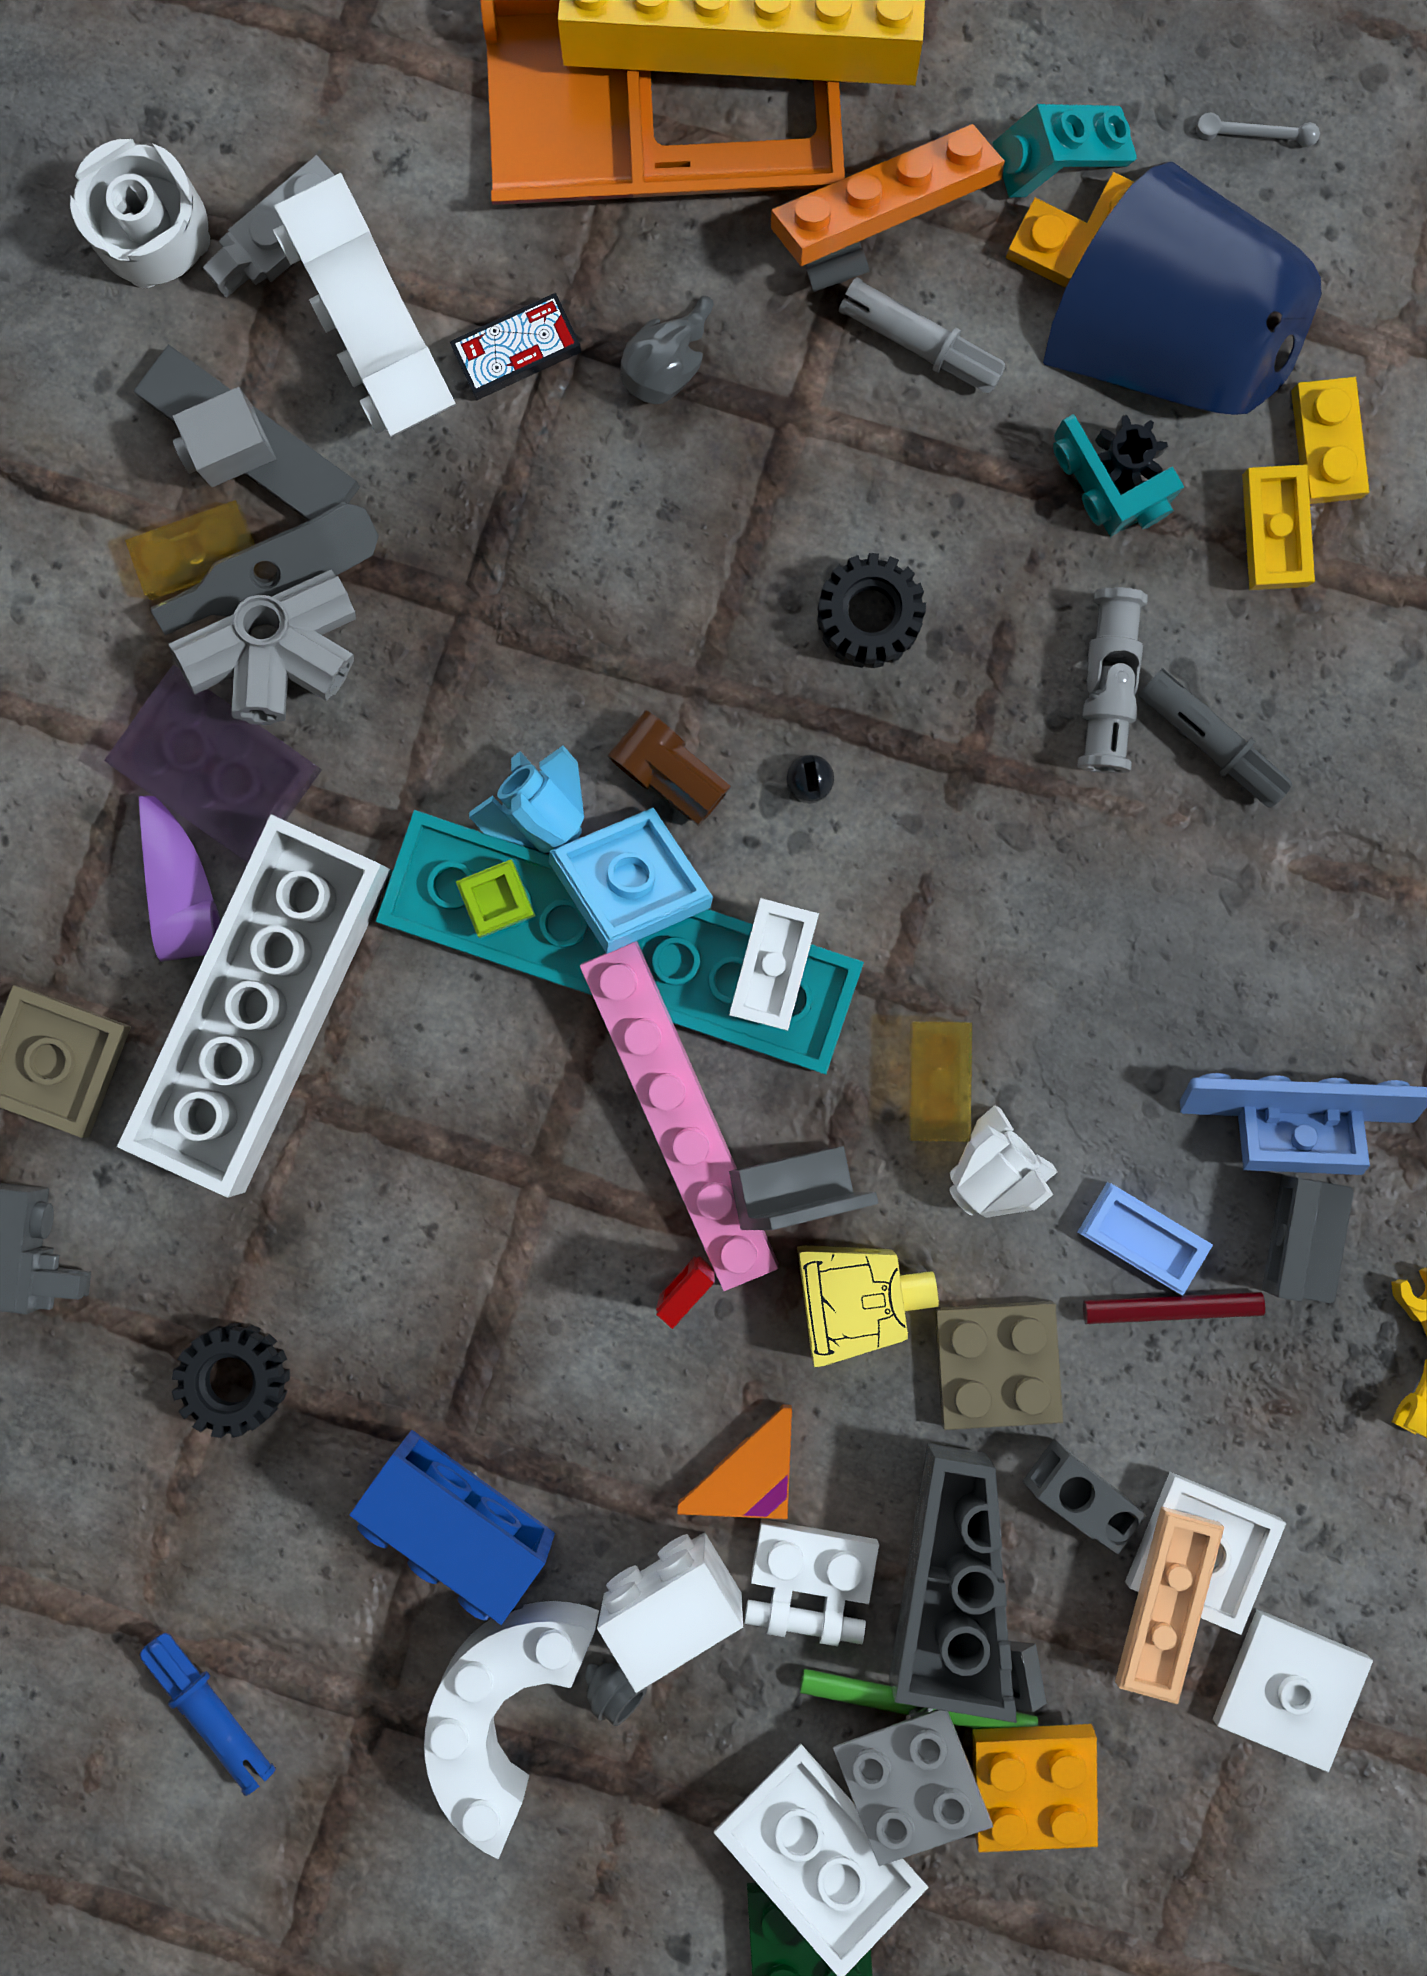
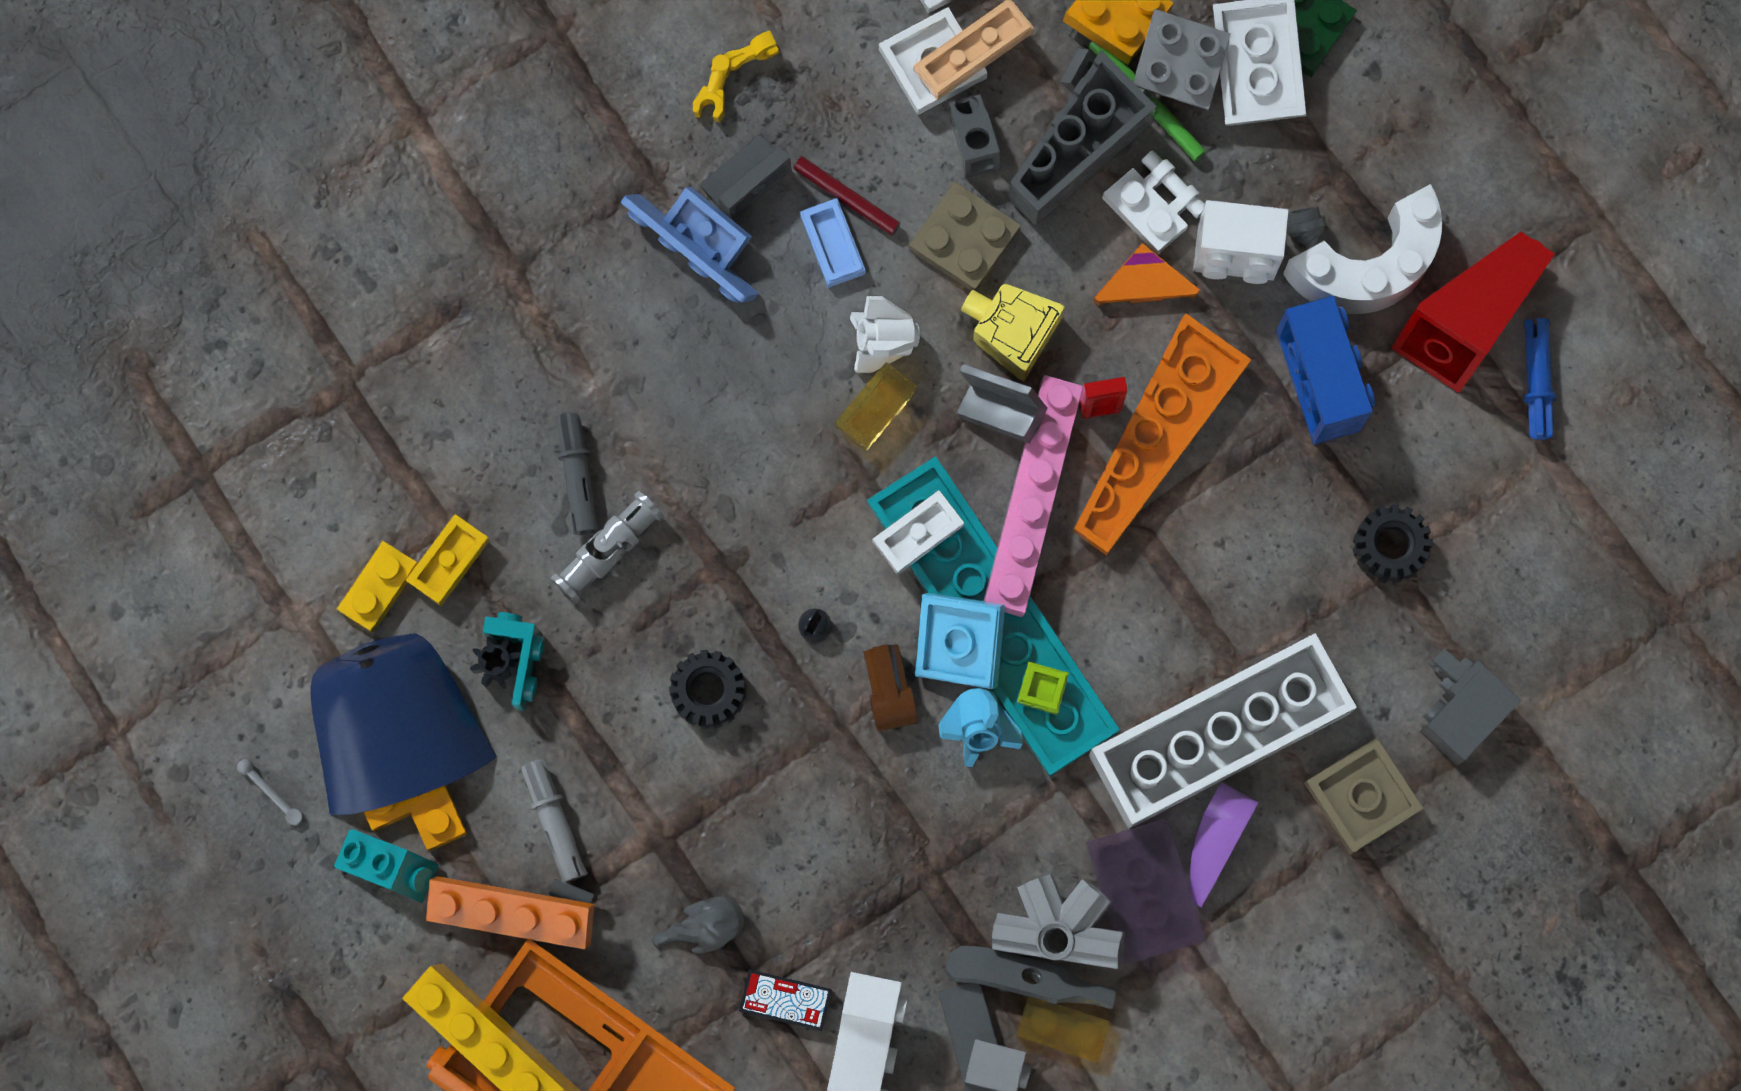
camera: 140 degrees left, 10 degrees down
(327, 1735) = (1467, 315): none -> red slope
(600, 1352) = (1175, 406): none -> orange wing

